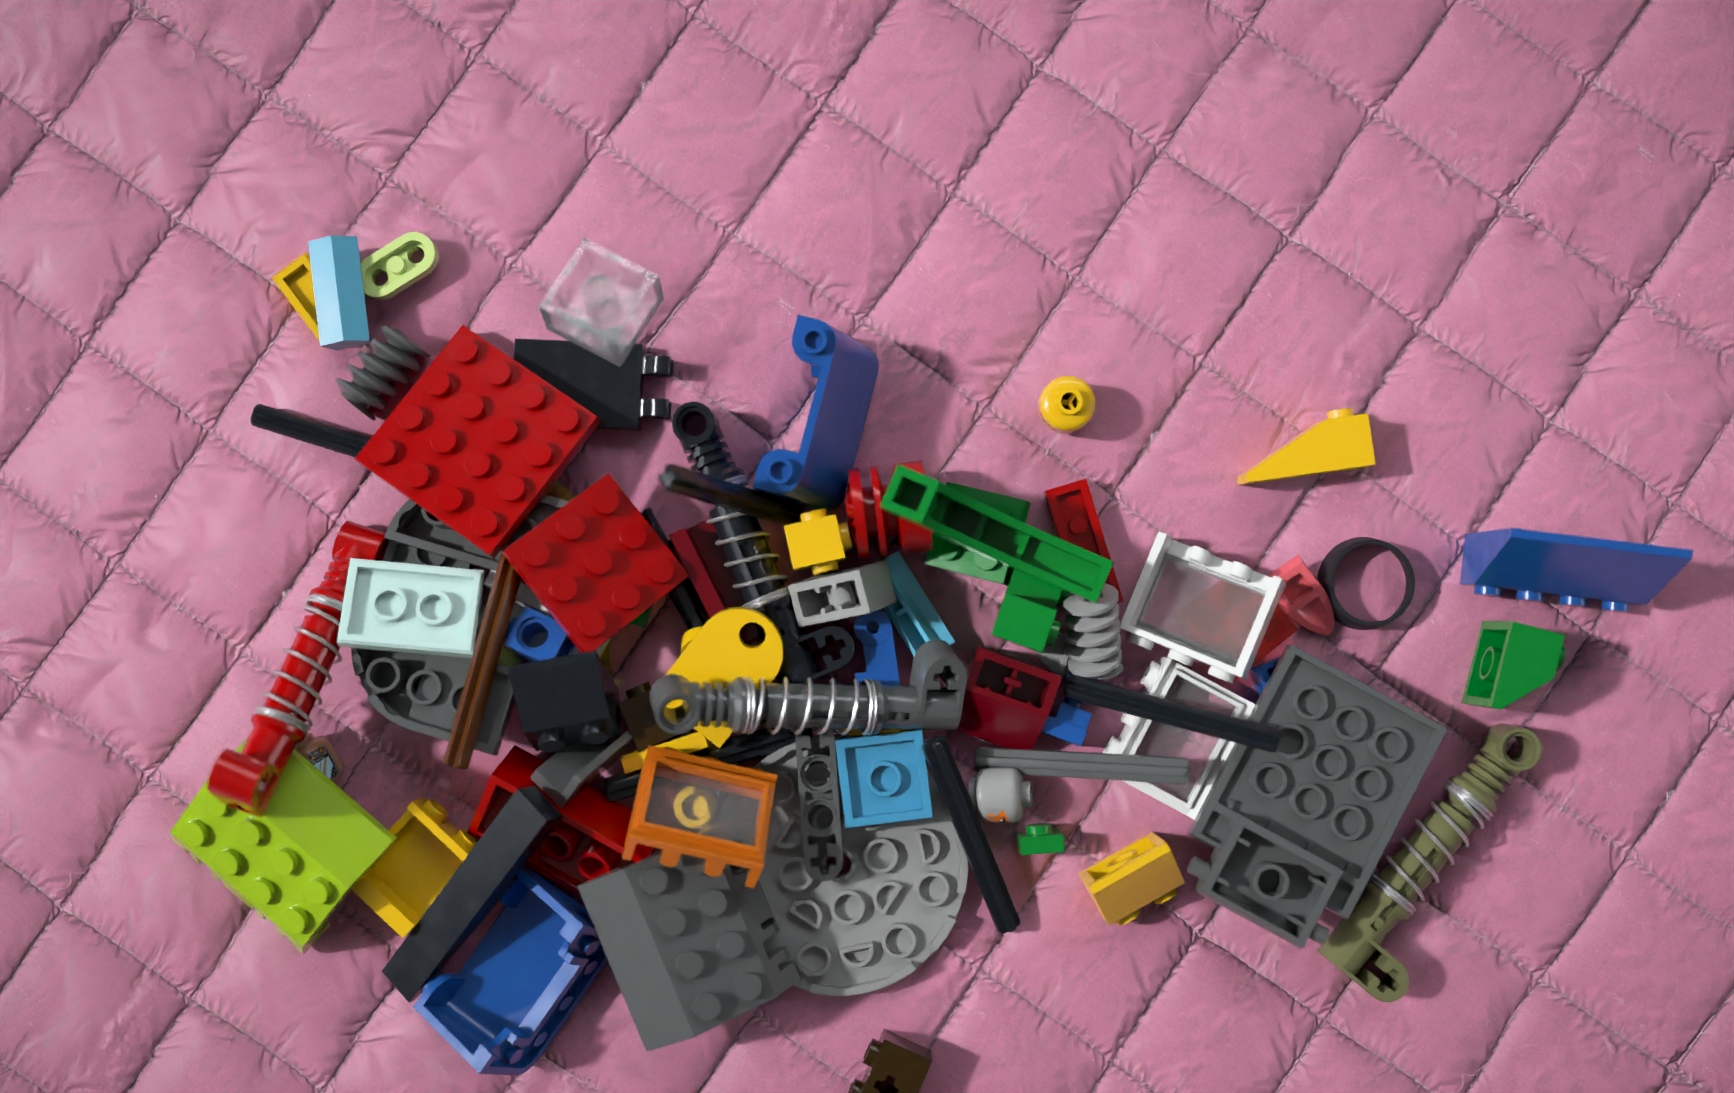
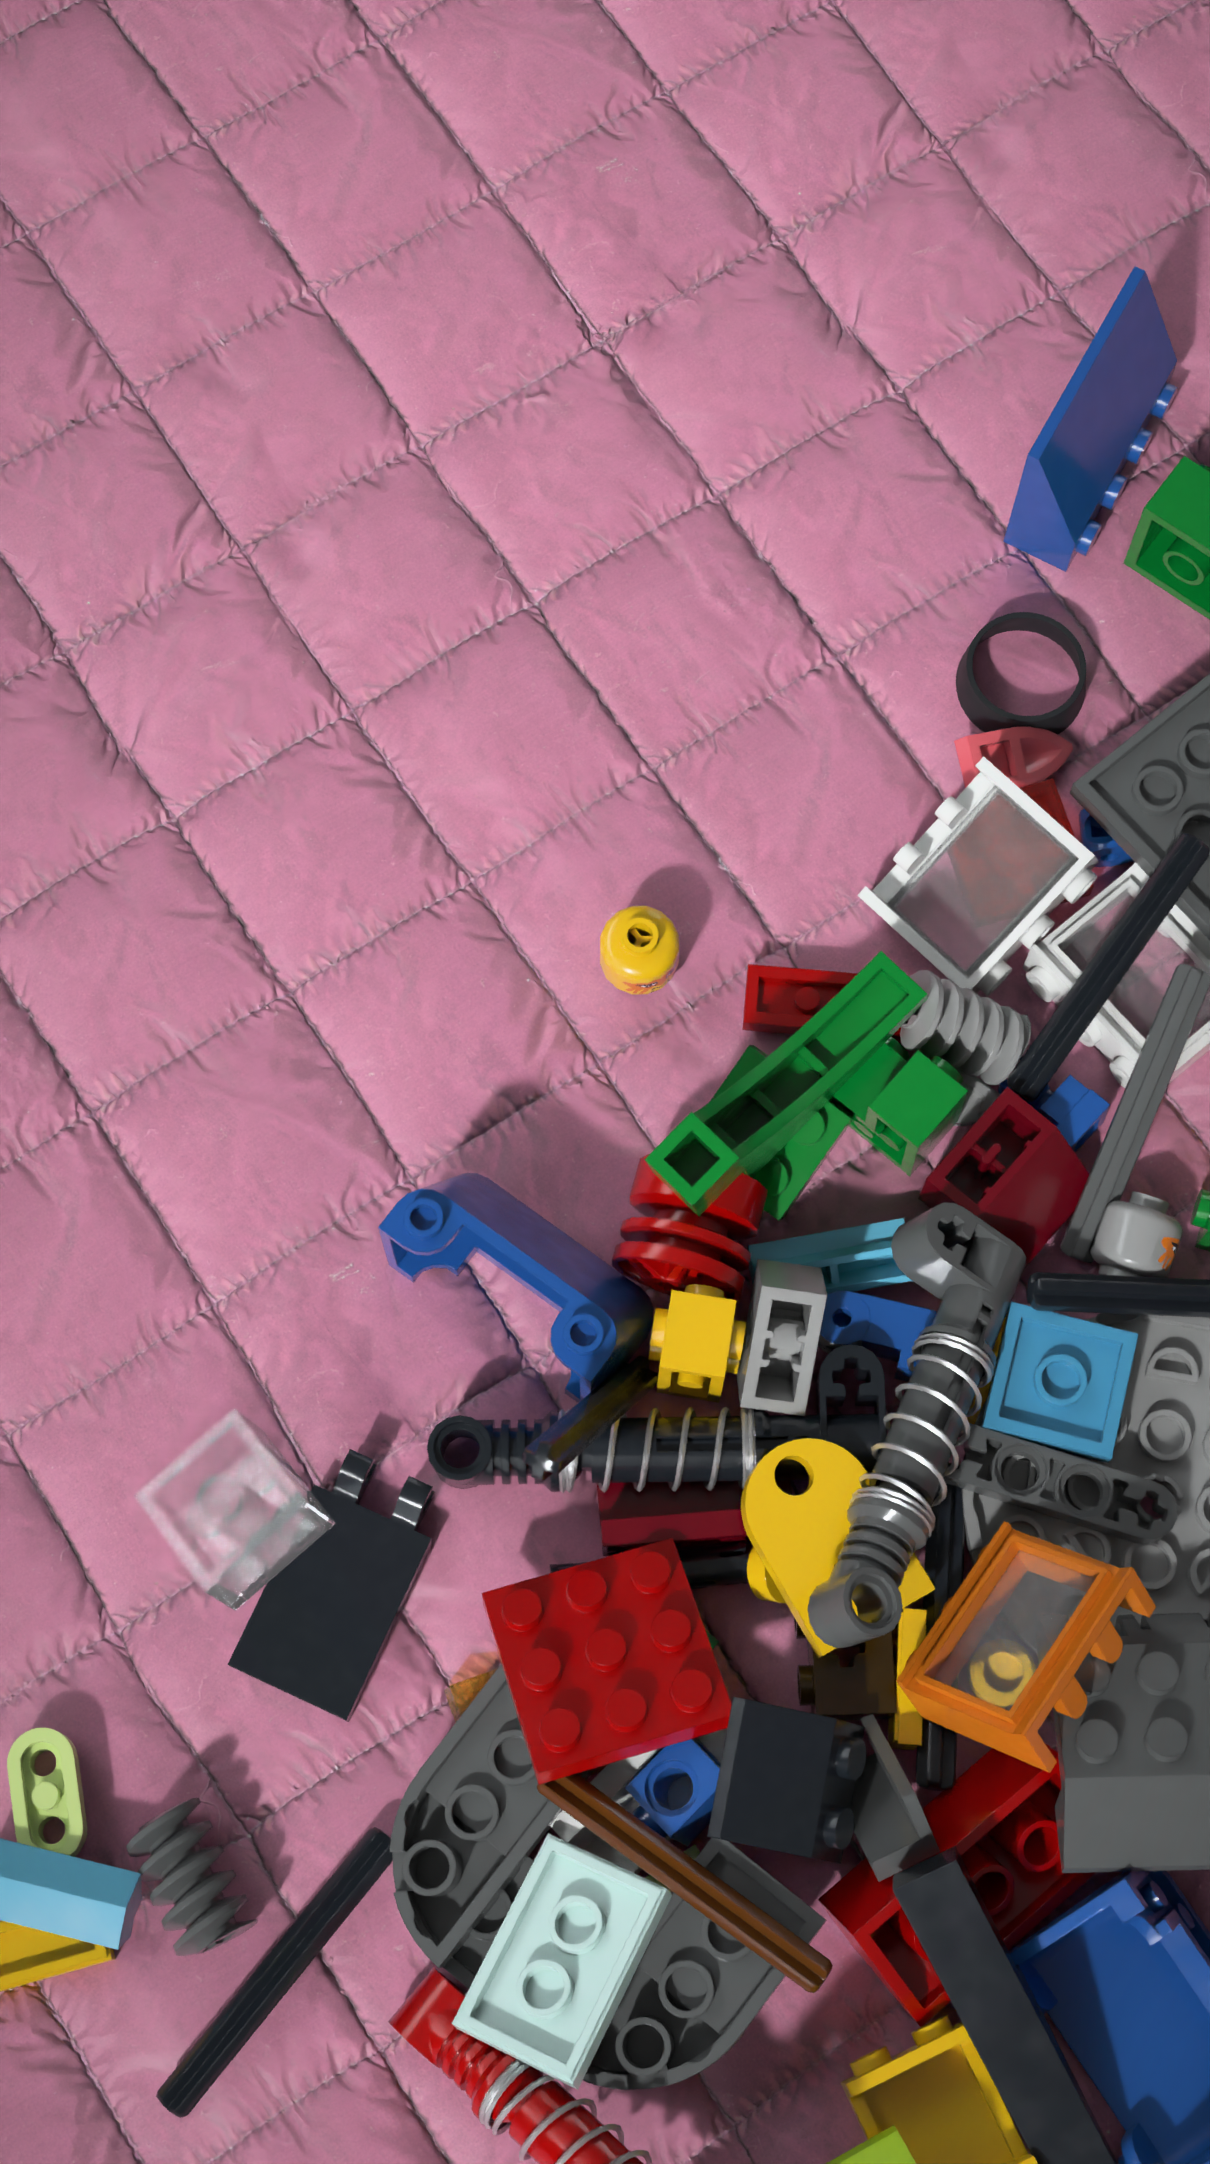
camera: 65 degrees left, 15 degrees down
(478, 441) = (355, 1771): red plate -> none
(1326, 447) = (825, 663): yellow slope -> none

